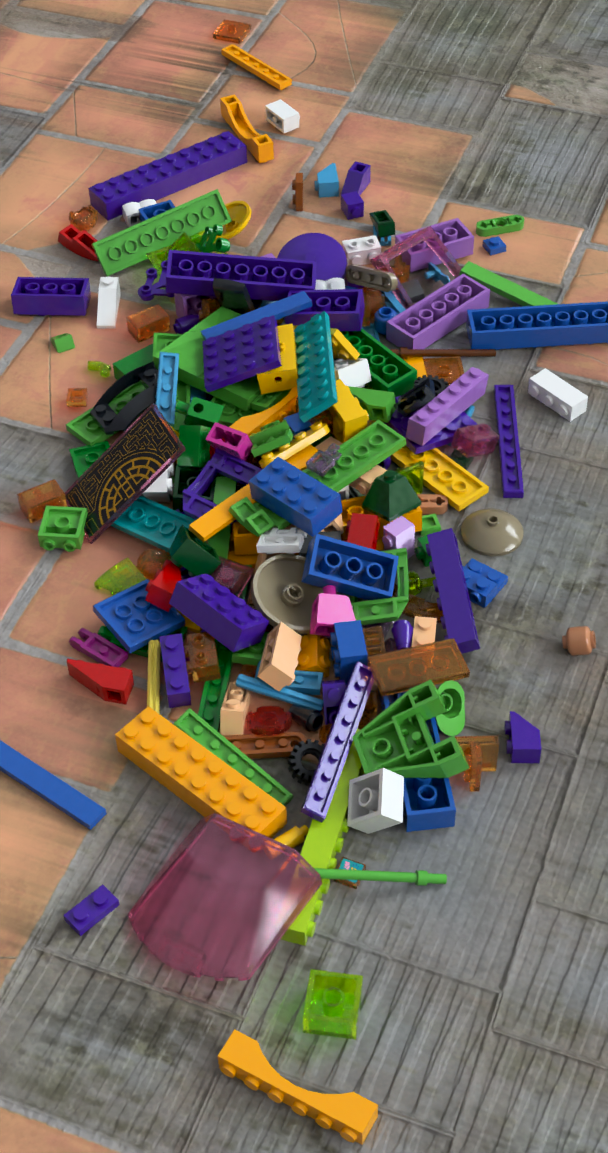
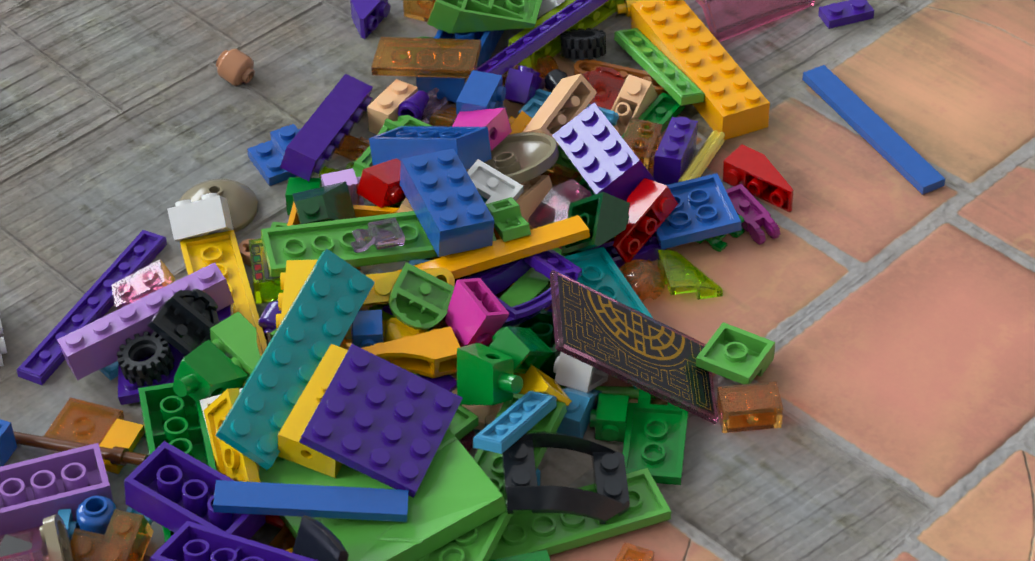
camera: 155 degrees left, 5 degrees down
(379, 376) = (207, 373): none -> green torso
(482, 495) = (200, 217): none -> white brick

